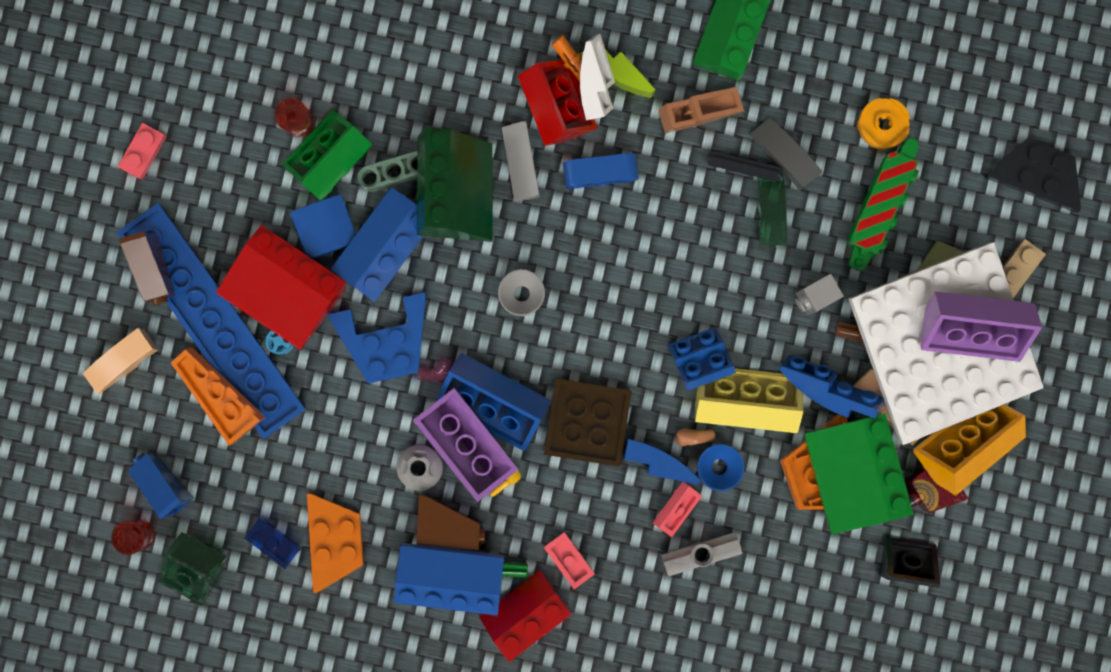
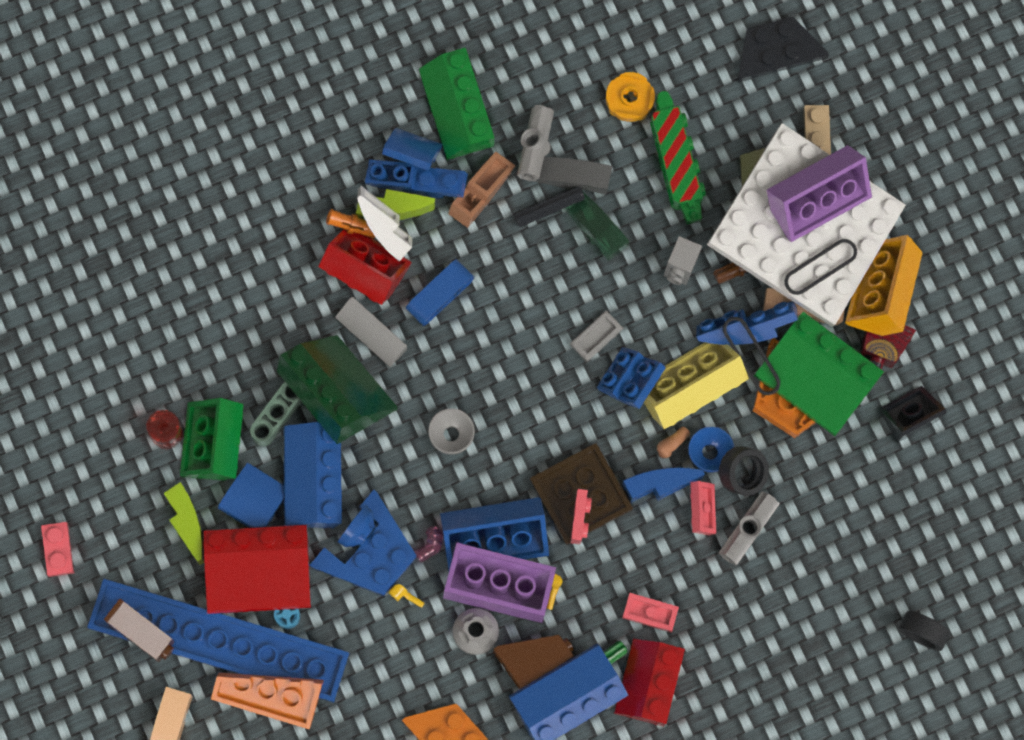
camera: 50 degrees left, 10 degrees down
(257, 207) = (186, 521): none -> lime slope
(383, 389) = (399, 591): none -> yellow hand
(386, 316) = (358, 529): none -> blue piece
(563, 450) = (582, 506): none -> coral plate
(652, 61) = (416, 180): none -> blue slope
(668, 33) = (411, 149): none -> blue slope
(700, 302) = (596, 336): none -> light grey tile
(737, 520) = (758, 476): none -> black tyre
(782, 96) = (535, 143): none -> light grey piece
(823, 419) = (759, 349): none -> black piece
(930, 378) = (826, 275): none -> black piece

